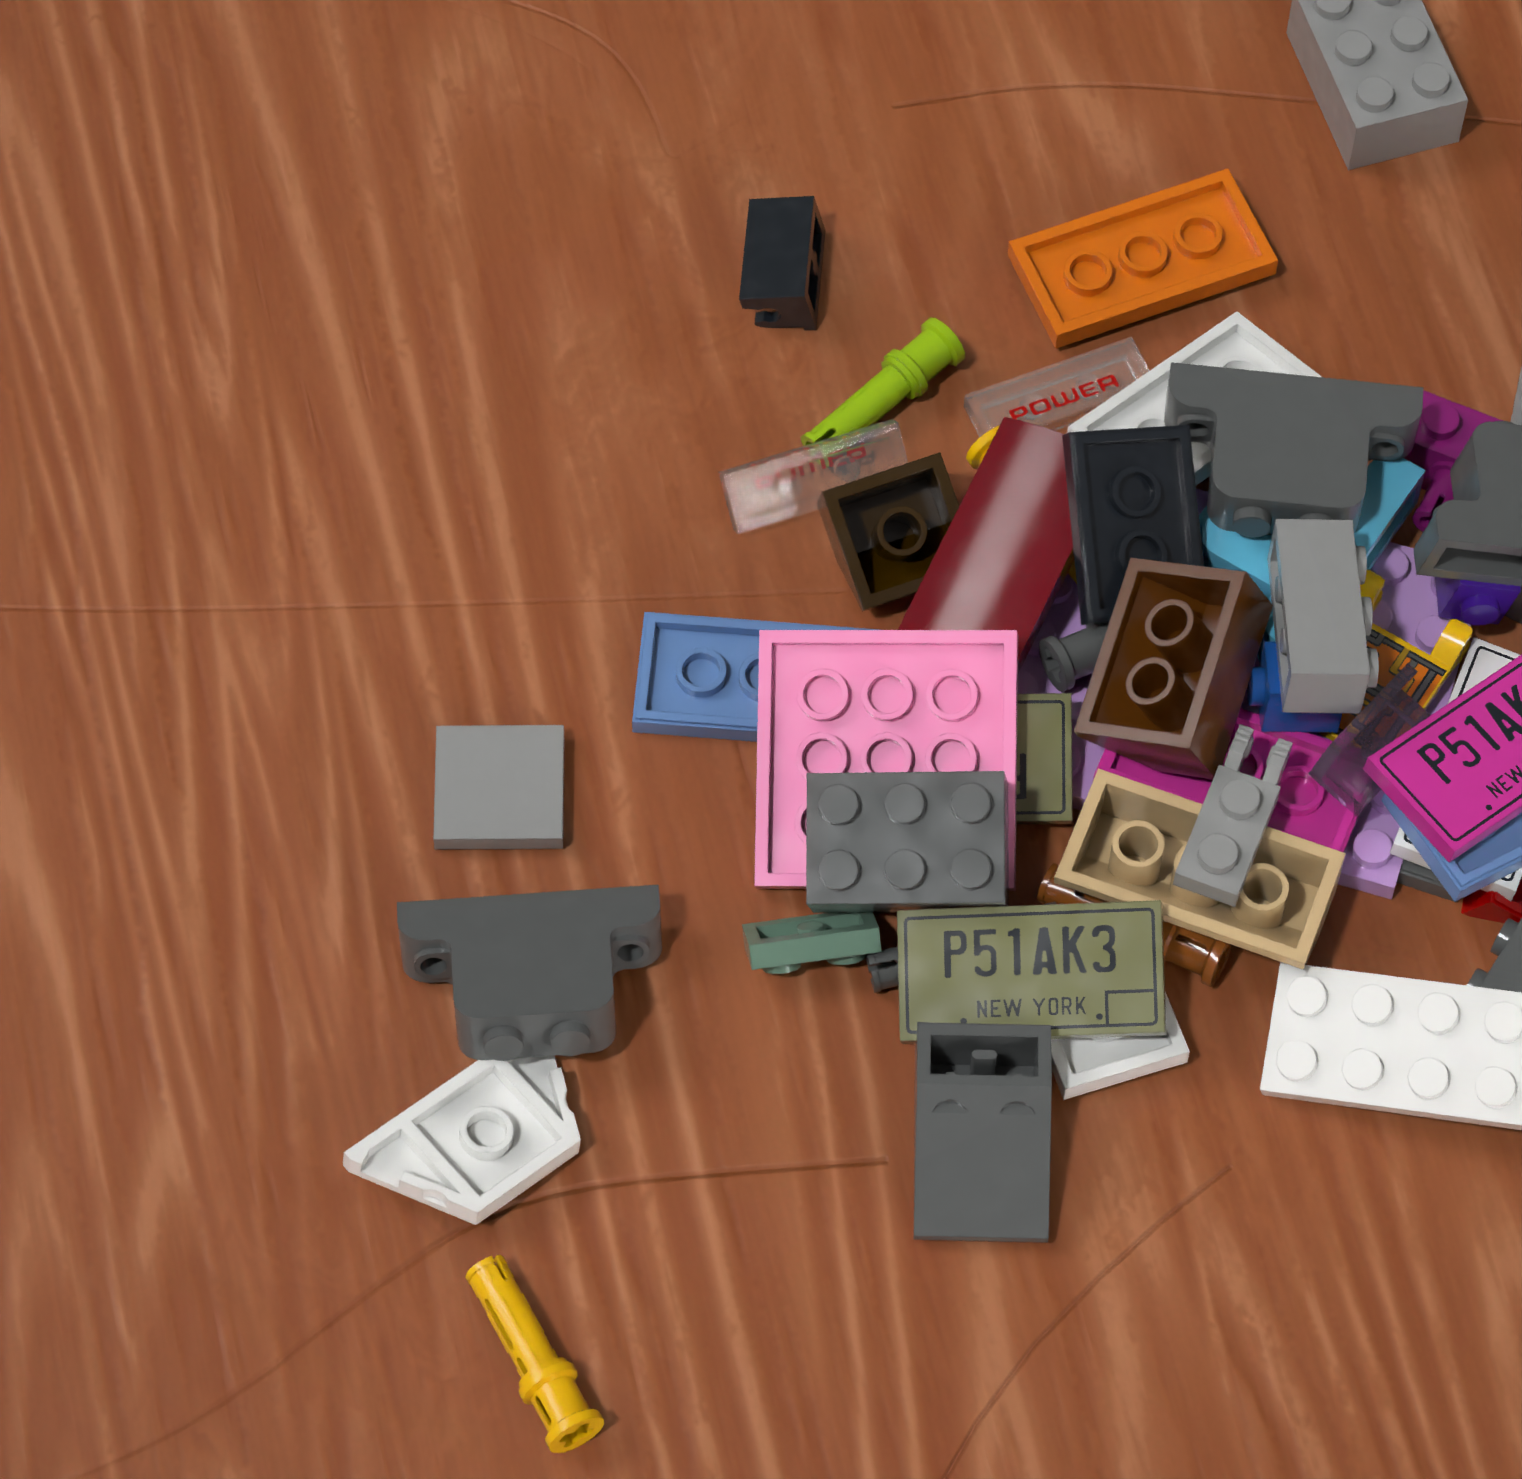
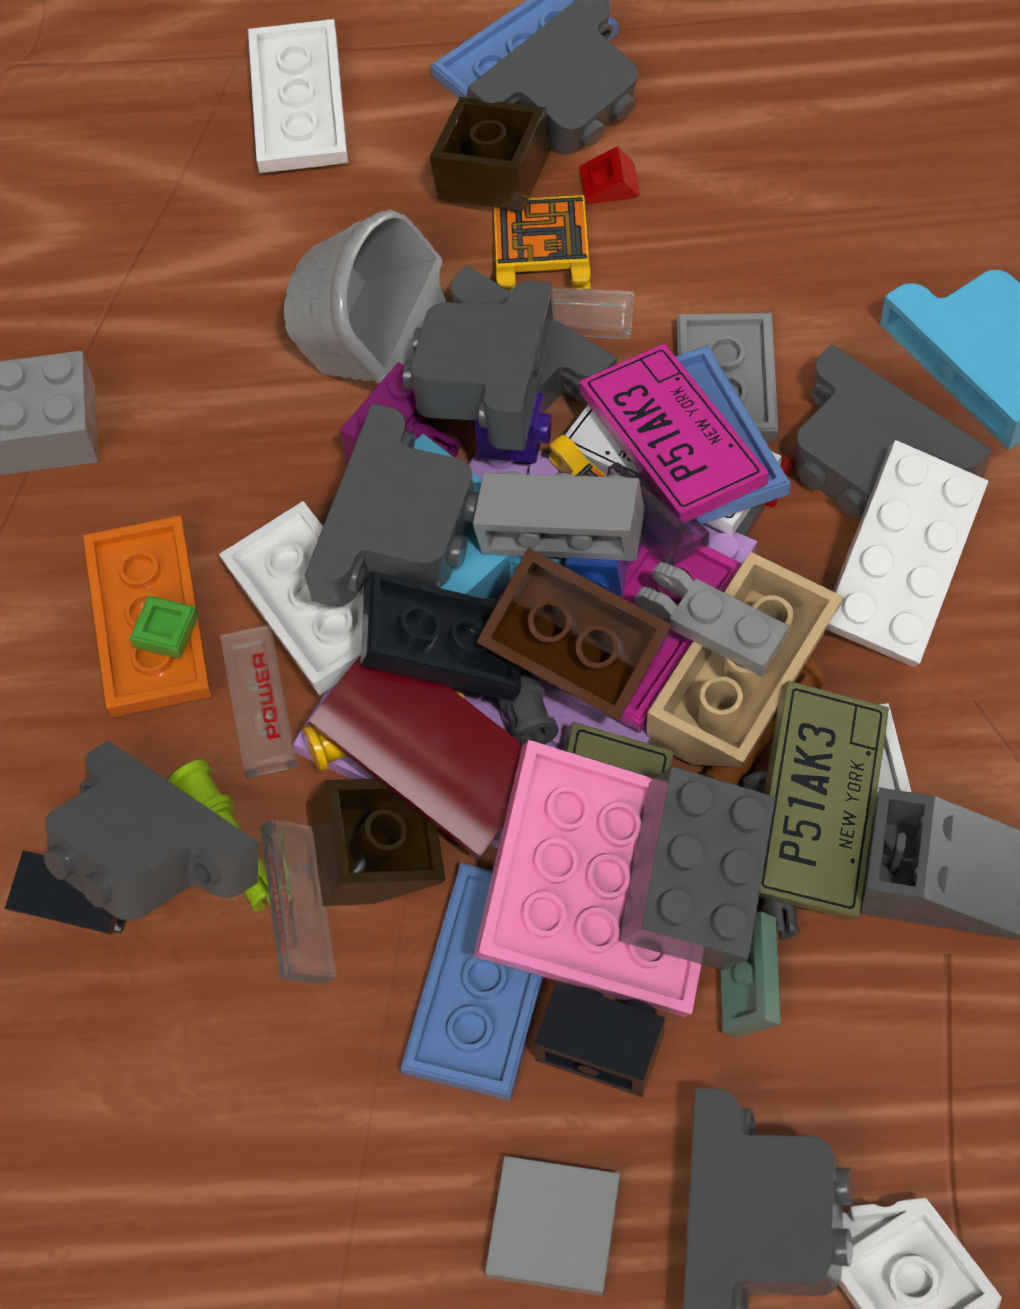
camera: 75 degrees left, 0 degrees up
(709, 796) = (600, 1037): none -> black brick
(841, 295) = (143, 840): none -> dark grey brick
(1120, 272) = (164, 627): none -> bright green tile

